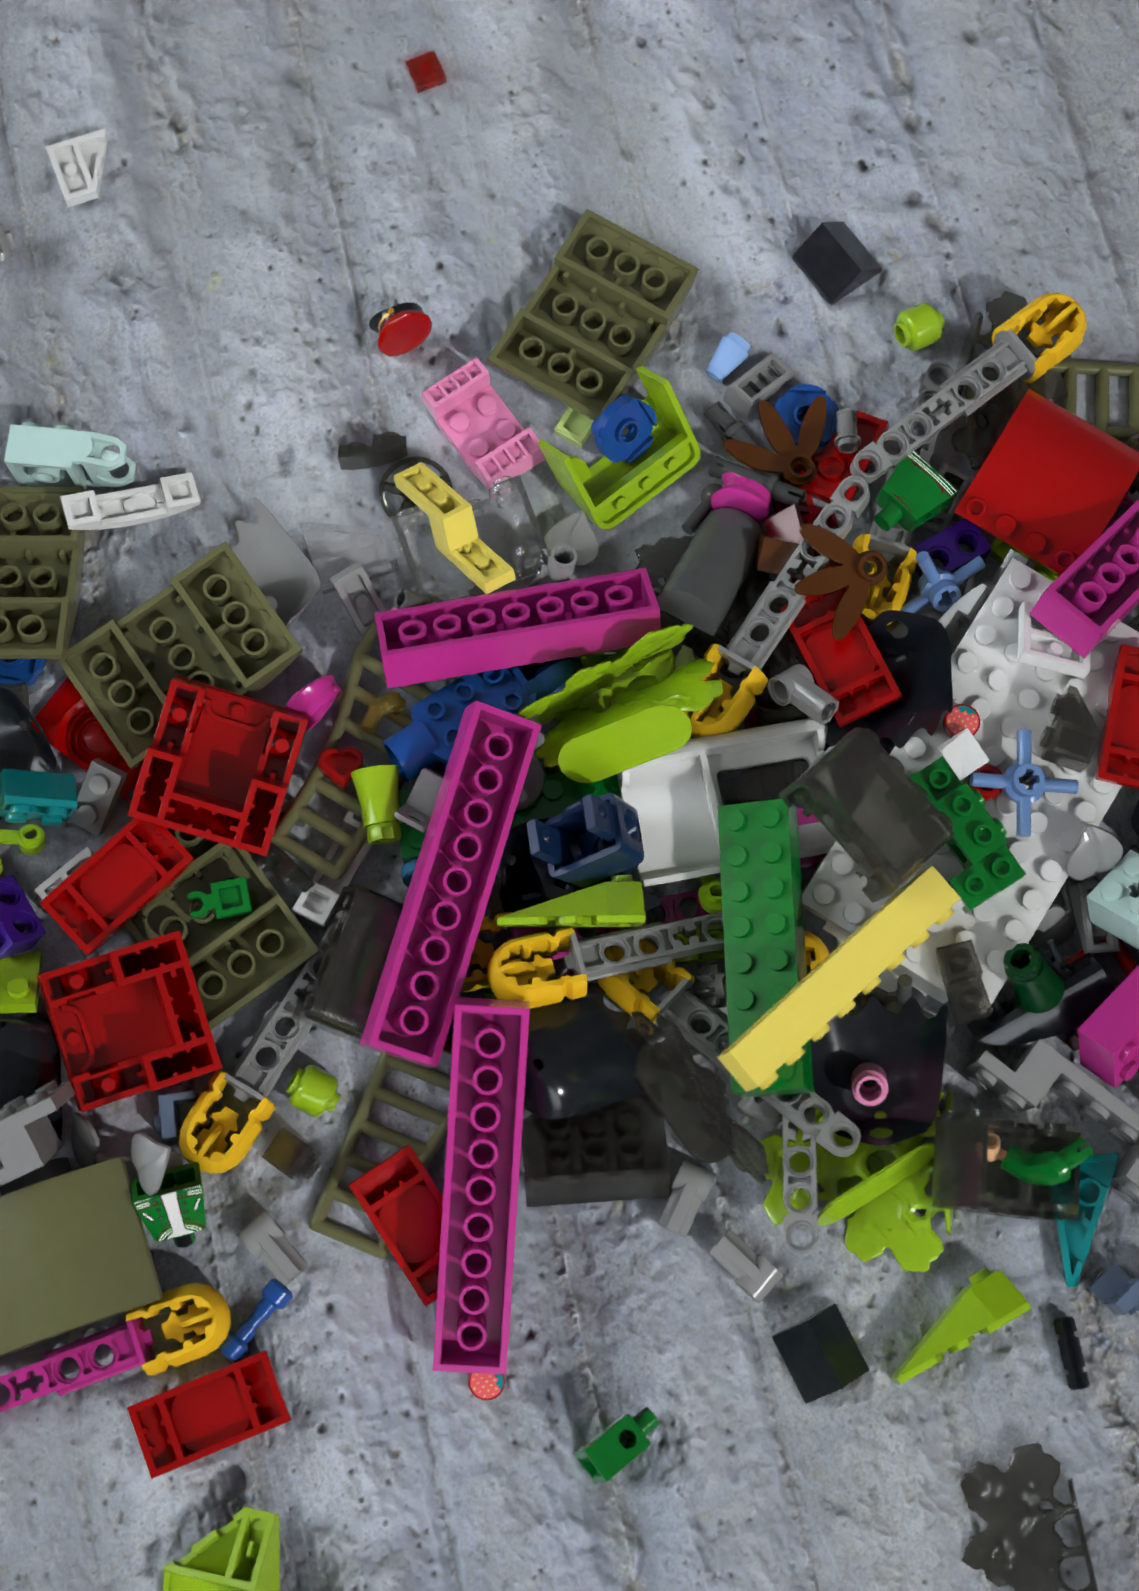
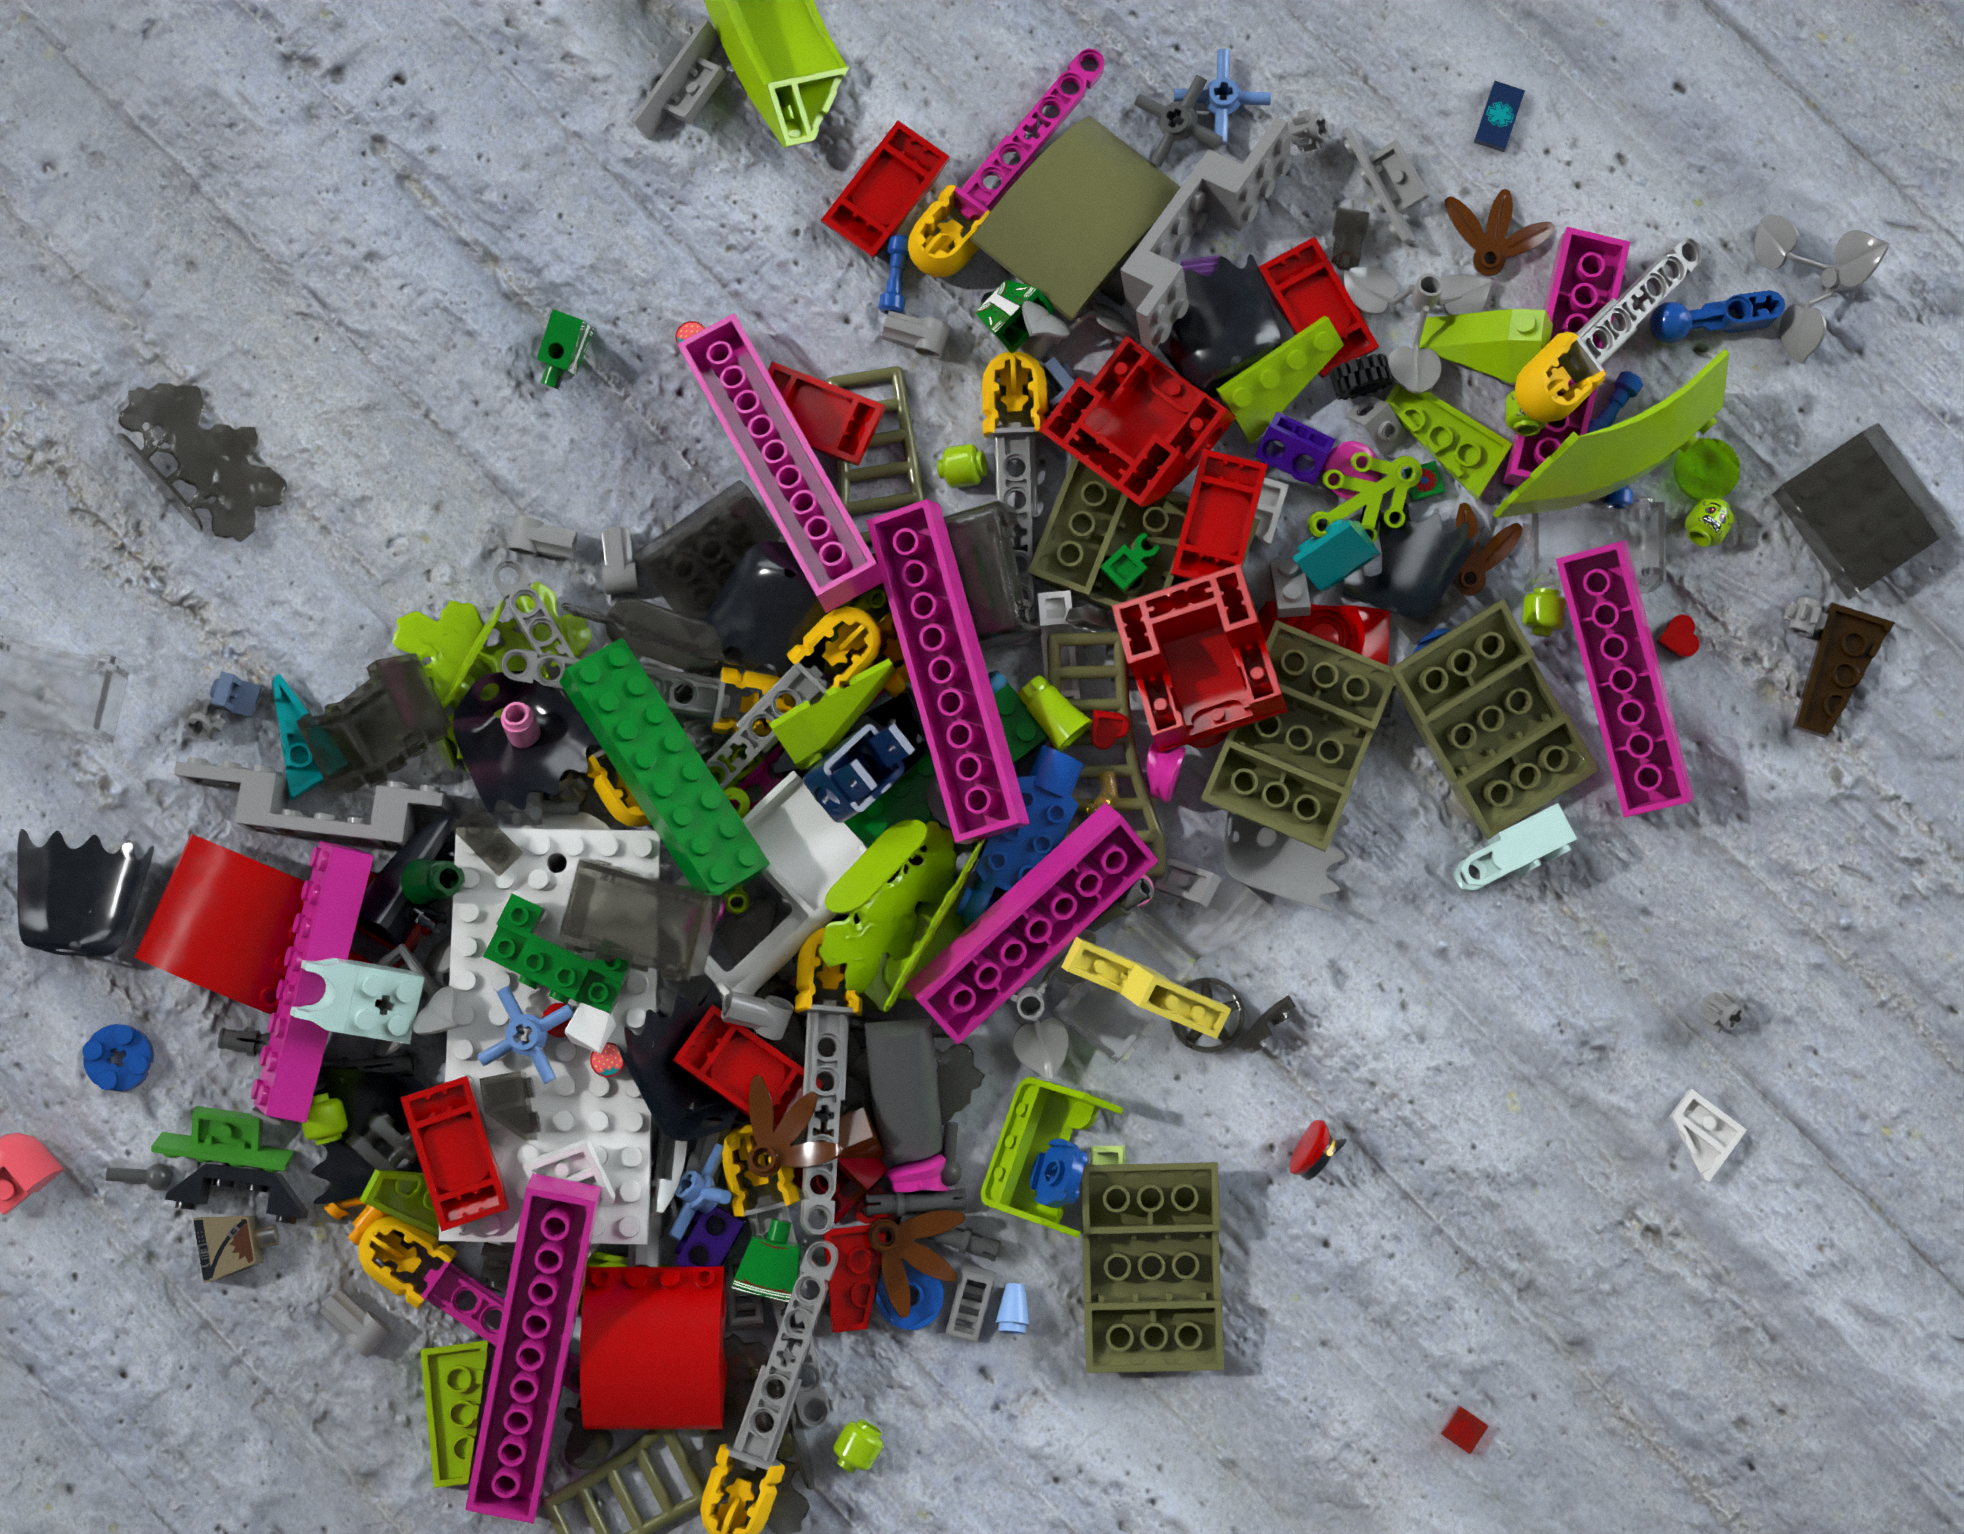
camera: 150 degrees right, 5 degrees up
(131, 506) = (1438, 848): white slope -> none
(292, 1156) = (944, 405): clear smoke slope -> none
(421, 800) = (1018, 729): light grey bracket -> none
(481, 425) = (1186, 1107): bright pink plate -> none
(820, 1354) = (445, 510): black slope -> none
(835, 261) = (971, 1472): black slope -> none
(838, 979) = (585, 767): light yellow brick -> none
(847, 437) = (863, 1297): light grey pin -> none
(979, 1307) = (339, 613): lime wedge -> none
(1042, 1167) = (348, 740): green arm -> none
(1071, 1353) = (249, 627): black axle -> none

